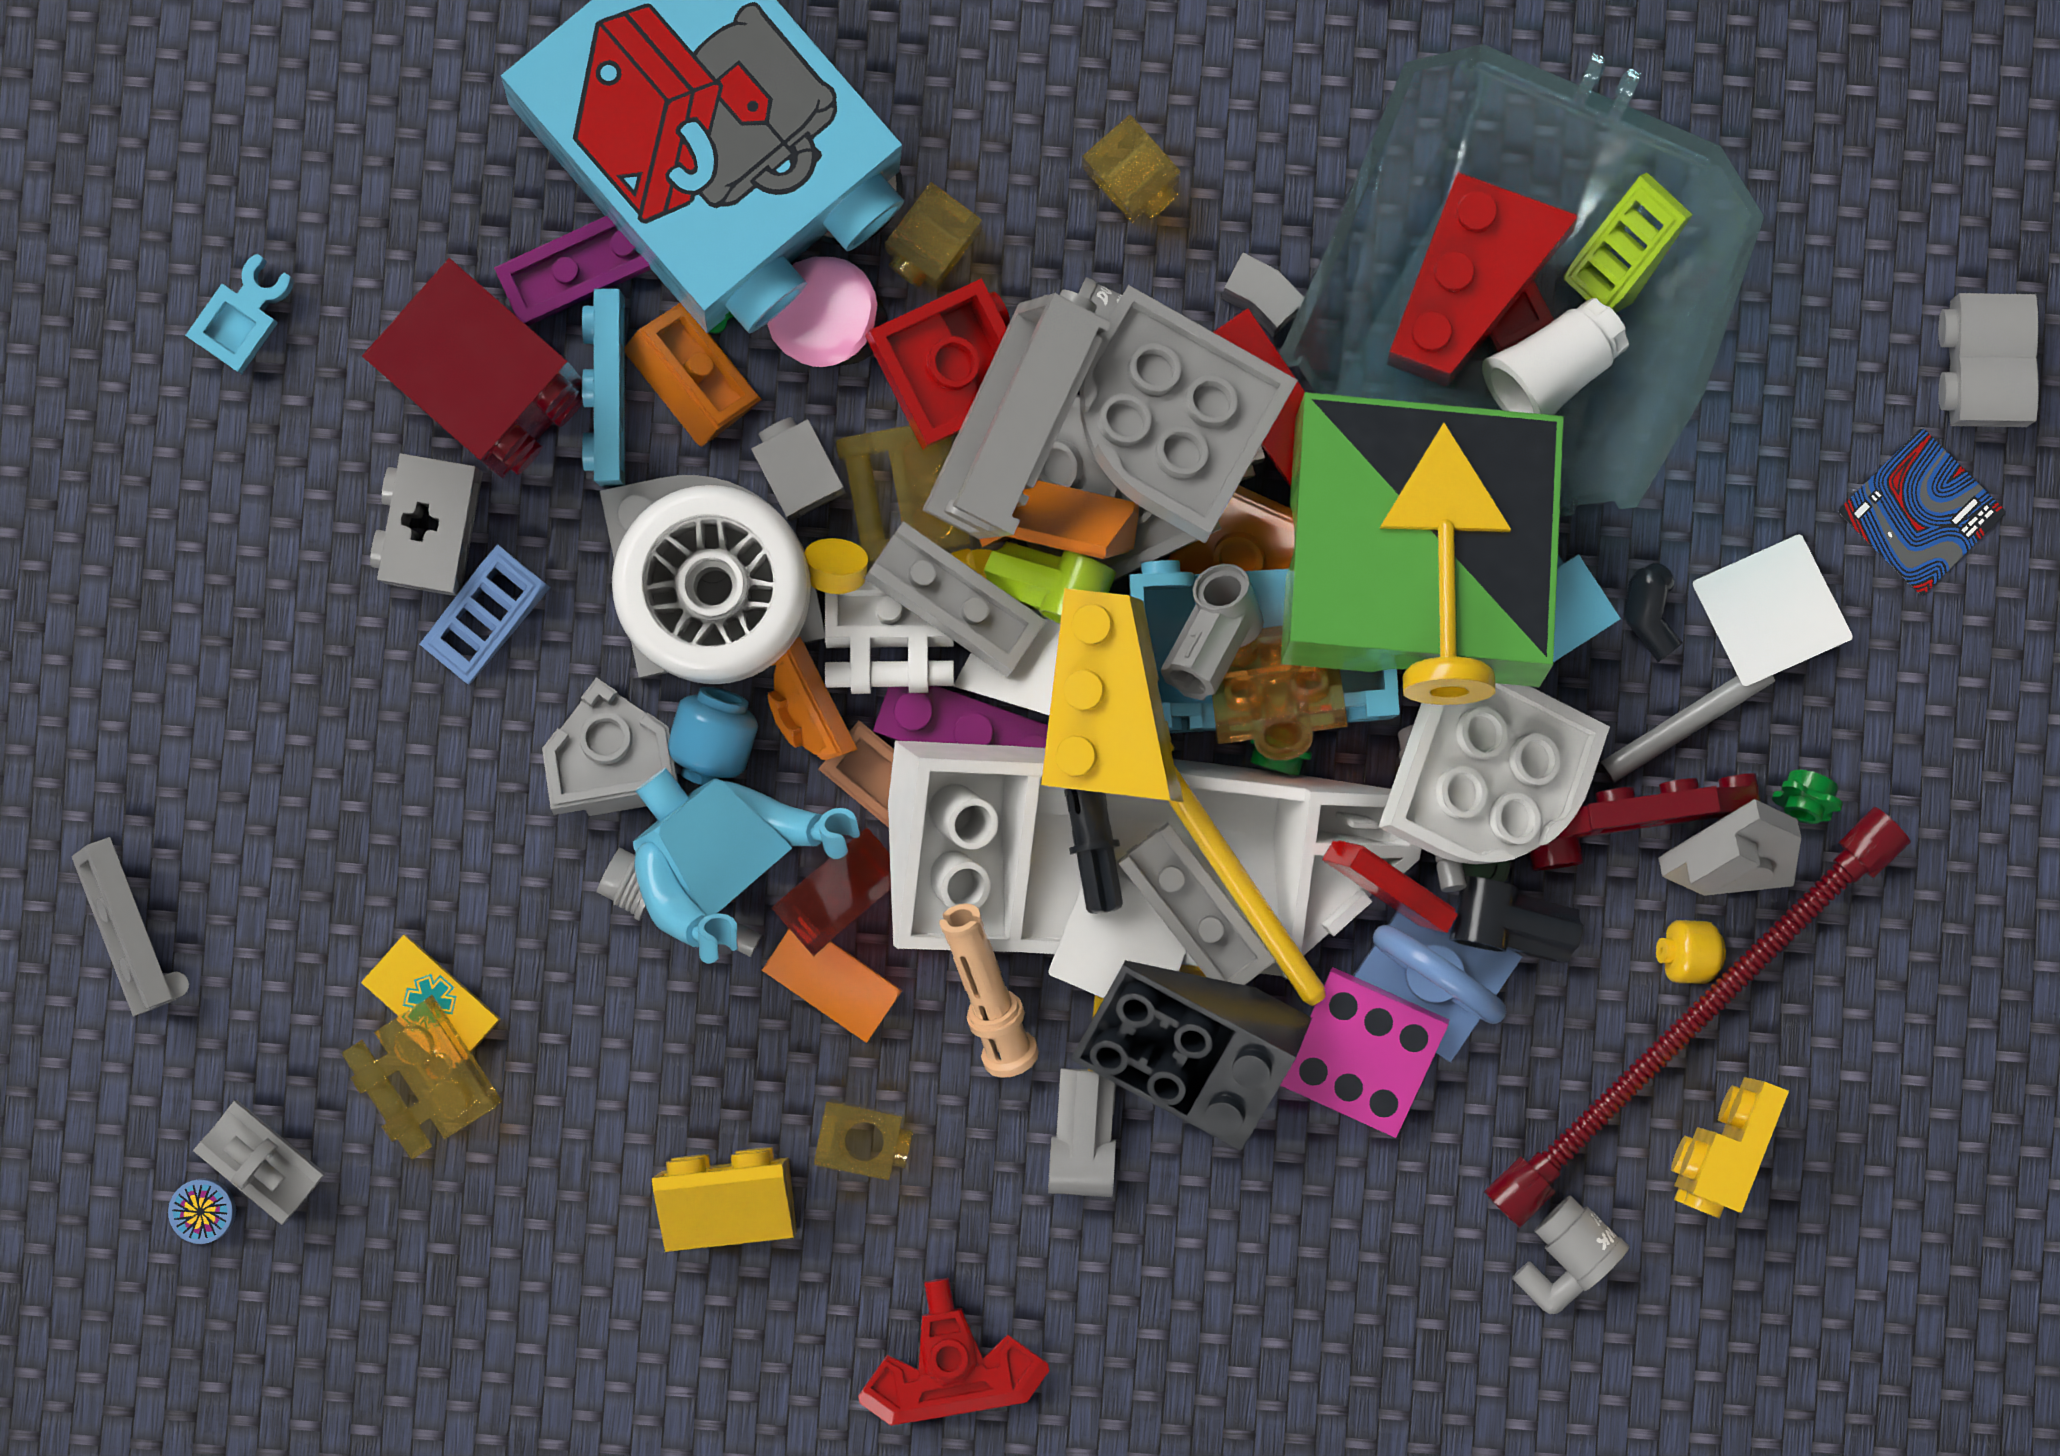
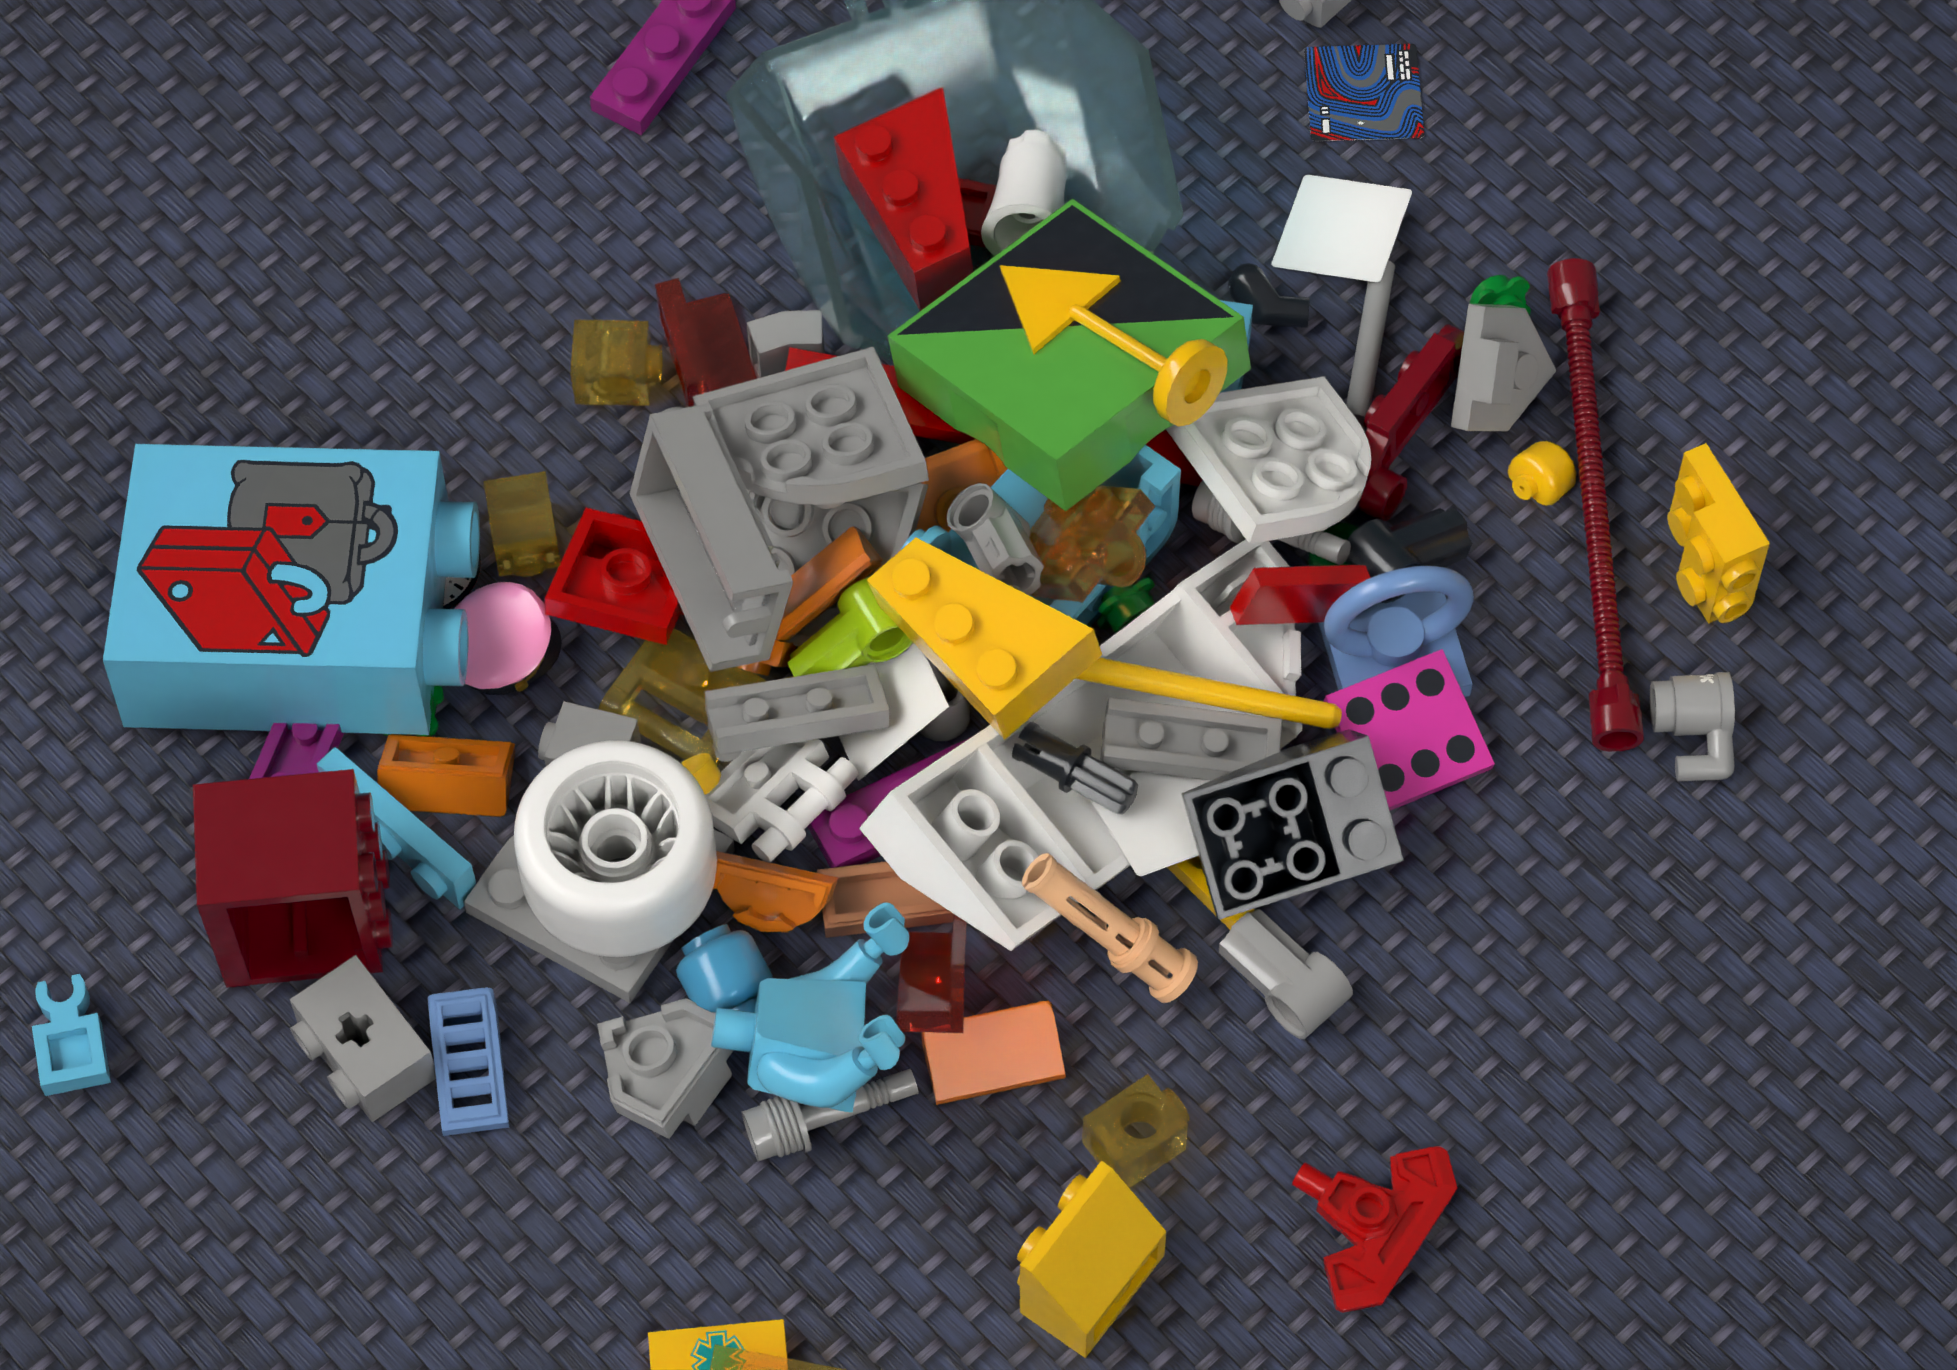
camera: 45 degrees left, 25 degrees down
(1214, 225) = (702, 340): none -> clear red panel
(1600, 273) = (977, 118): lime slope -> none

